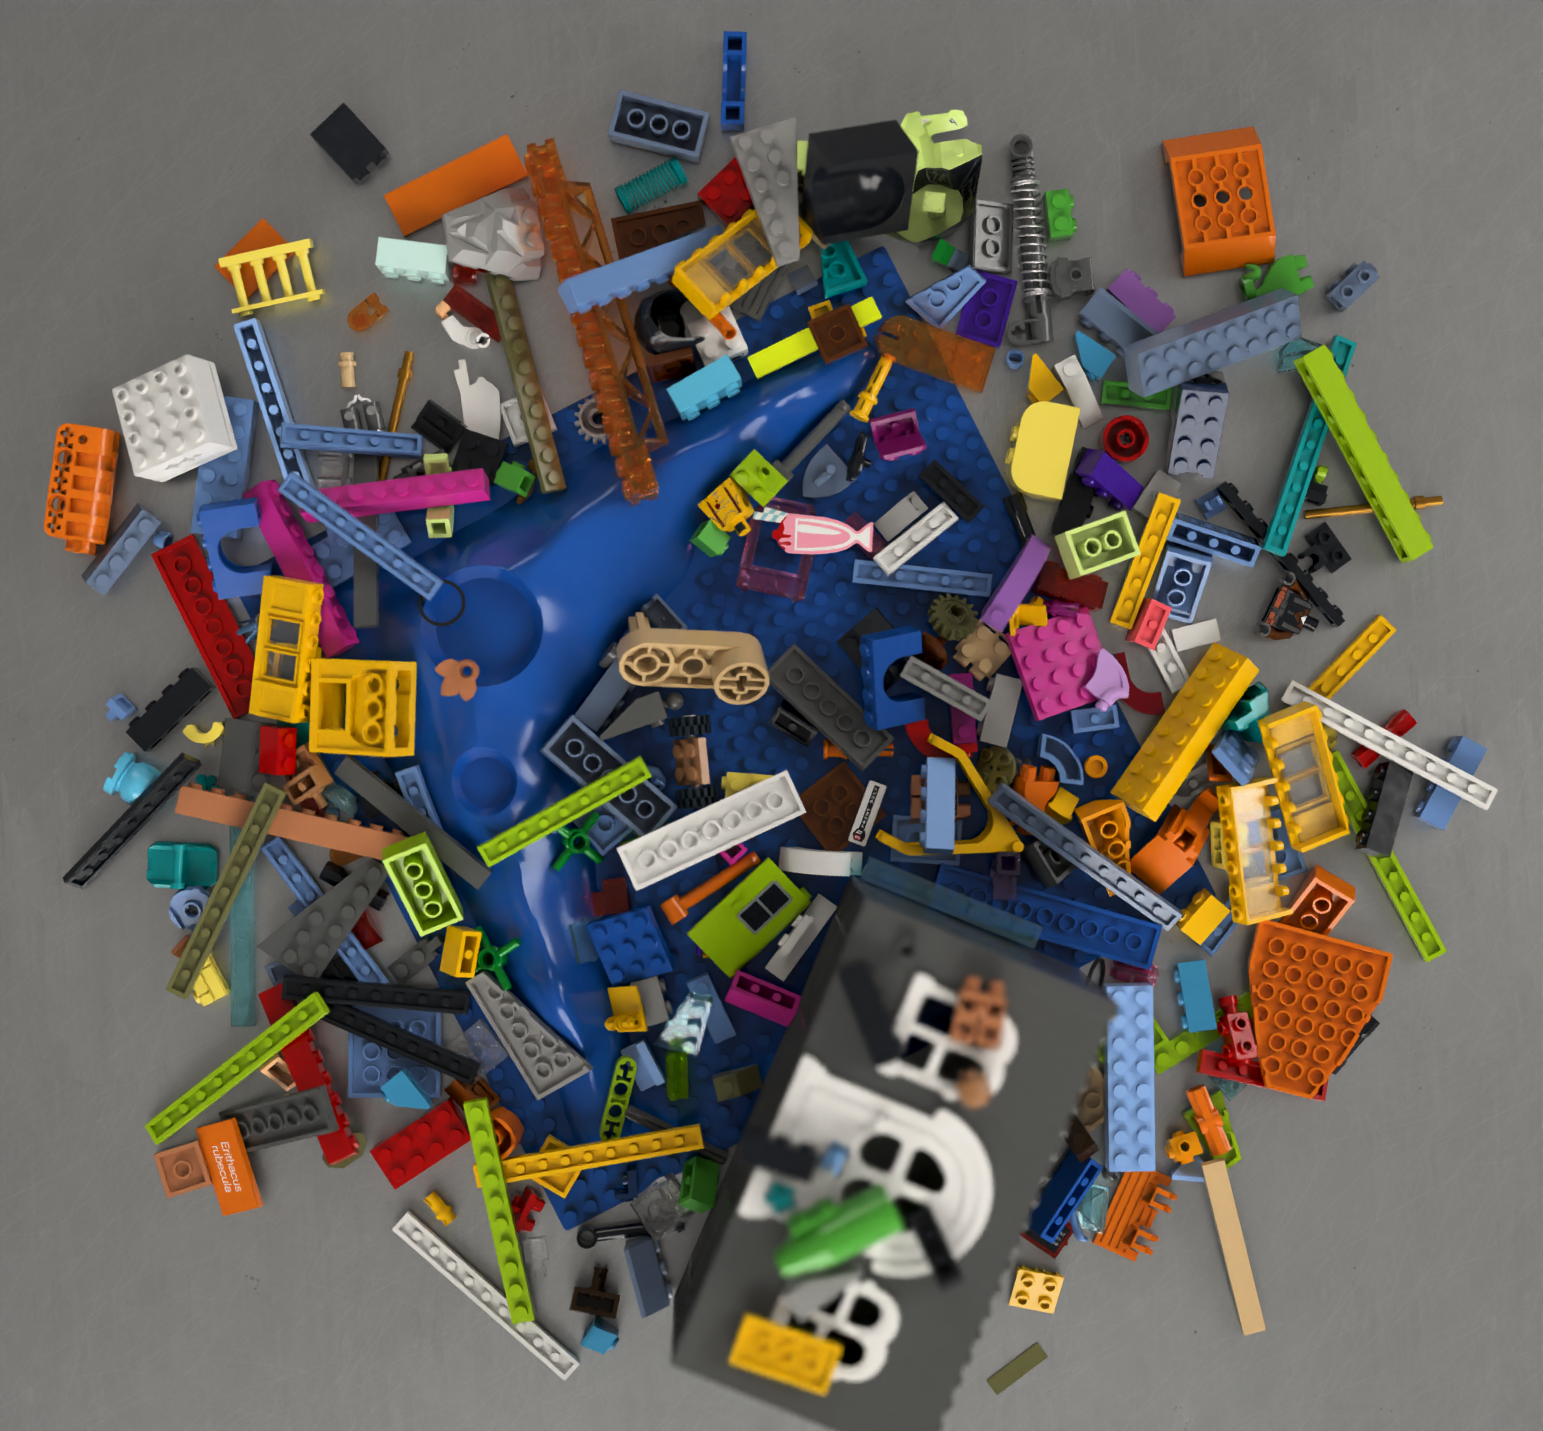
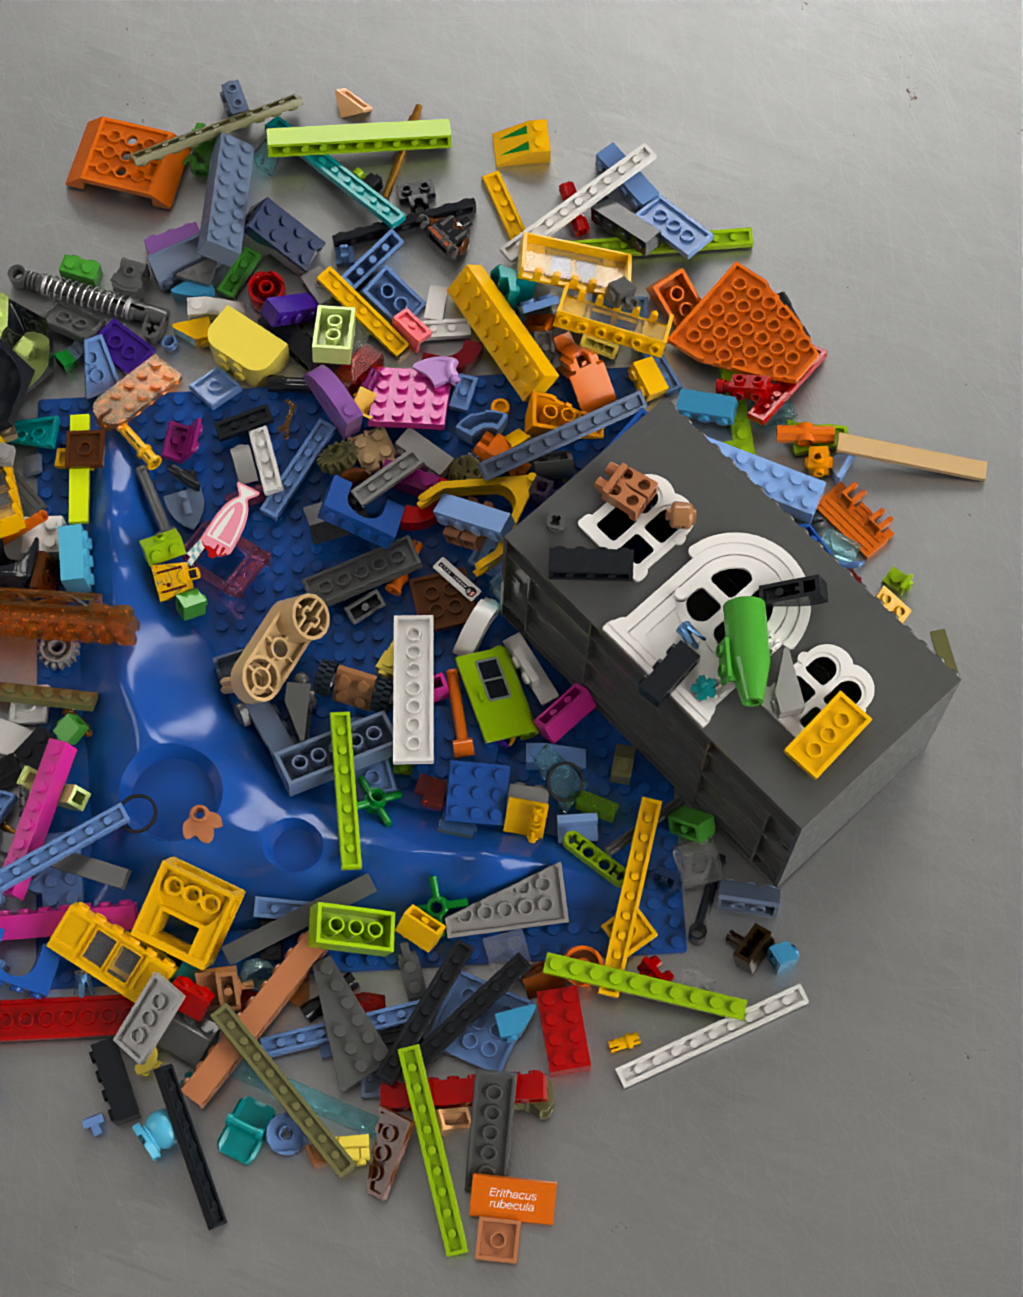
camera: 65 degrees left, 20 degrees down
(219, 1022) = (390, 1144): none -> reddish brown wing
(236, 720) = (149, 1018): none -> light grey plate
(688, 1016) = (548, 781): none -> black piece
(980, 537) = (285, 427): none -> clear orange piece
(982, 437) = (215, 387): none -> medium blue tile
(1080, 1287) = (898, 581): none -> lime bracket
(1109, 353) = (200, 273): none -> flat silver tile
(1290, 847) = (621, 293): none -> dark grey brick
(1300, 284) = (213, 130): none -> olive plate
(1408, 867) = (676, 226): none -> medium blue plate
(1409, 419) = (350, 104): none -> light nougat slope
(1442, 642) = (522, 144): none -> yellow slope

